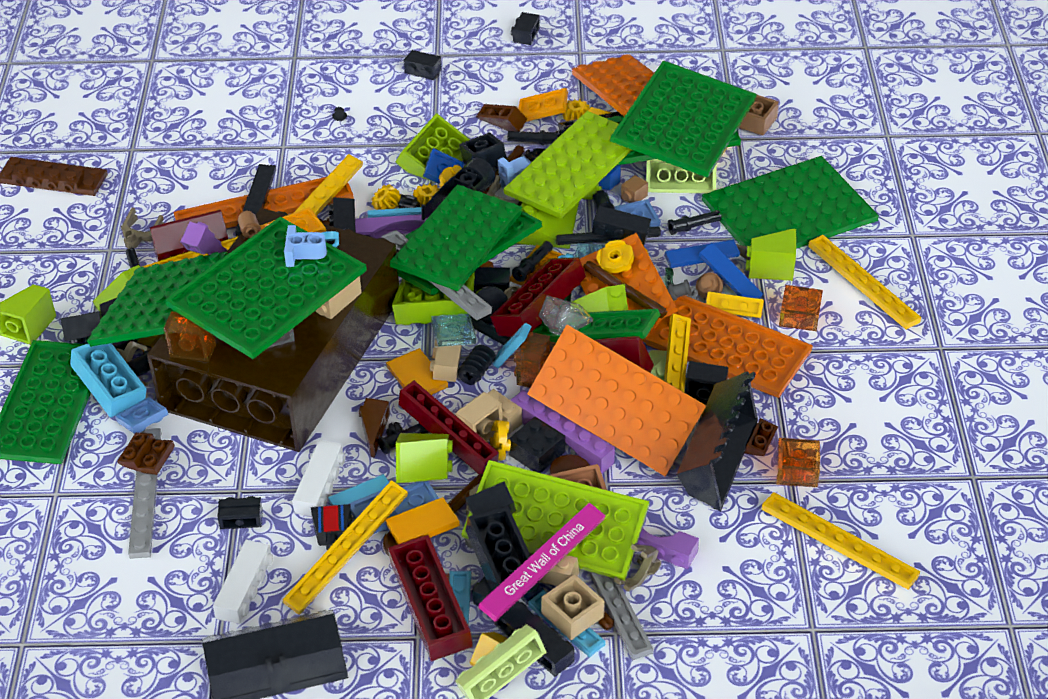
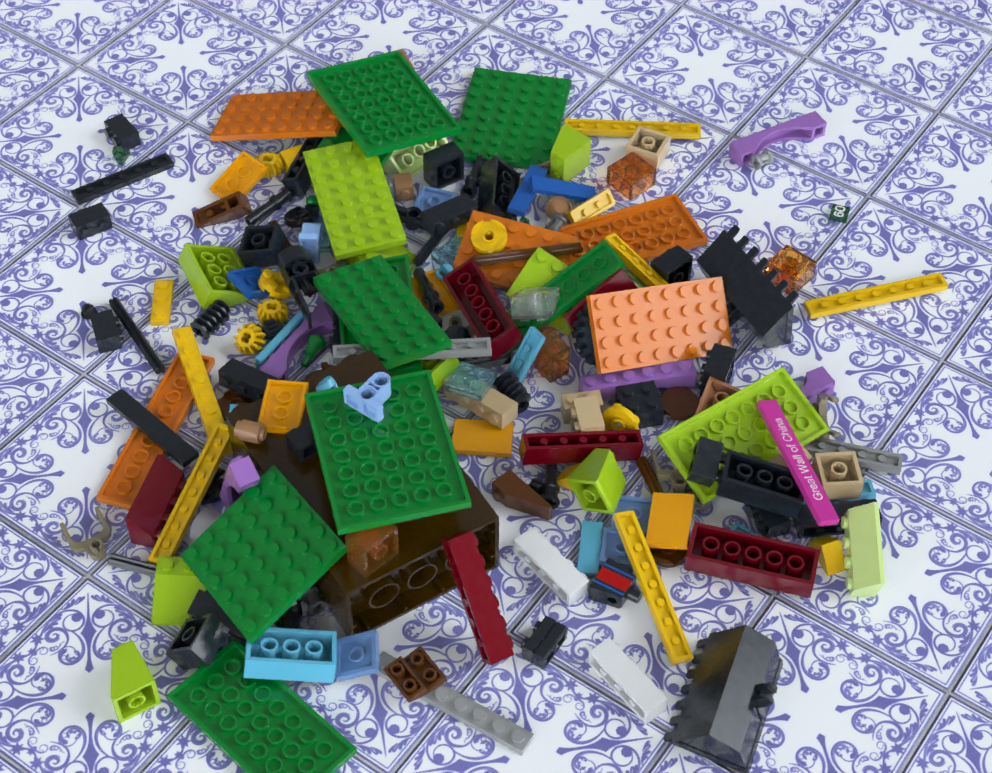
camera: 55 degrees left, 5 degrees up
(224, 437) = (477, 596): none -> dark red brick
(326, 131) = (106, 332): none -> black brick
(340, 147) = (137, 336): none -> black axle
(384, 142) = (162, 303): none -> yellow plate
(386, 171) = (211, 319): none -> black piece
(485, 56) = (122, 178): none -> black tile
(506, 41) = (120, 154): none -> clear green tile
(621, 470) = (718, 365): none -> black brick
(676, 195) = (443, 165): none -> black brick
(698, 233) = (497, 188): none -> black slope
(844, 299) = (649, 145): none -> tan brick
(921, 466) = (839, 213): none -> clear green tile
(925, 379) = (762, 159): none -> light grey bush
(1002, 386) = (801, 128): none -> medium lavender arch

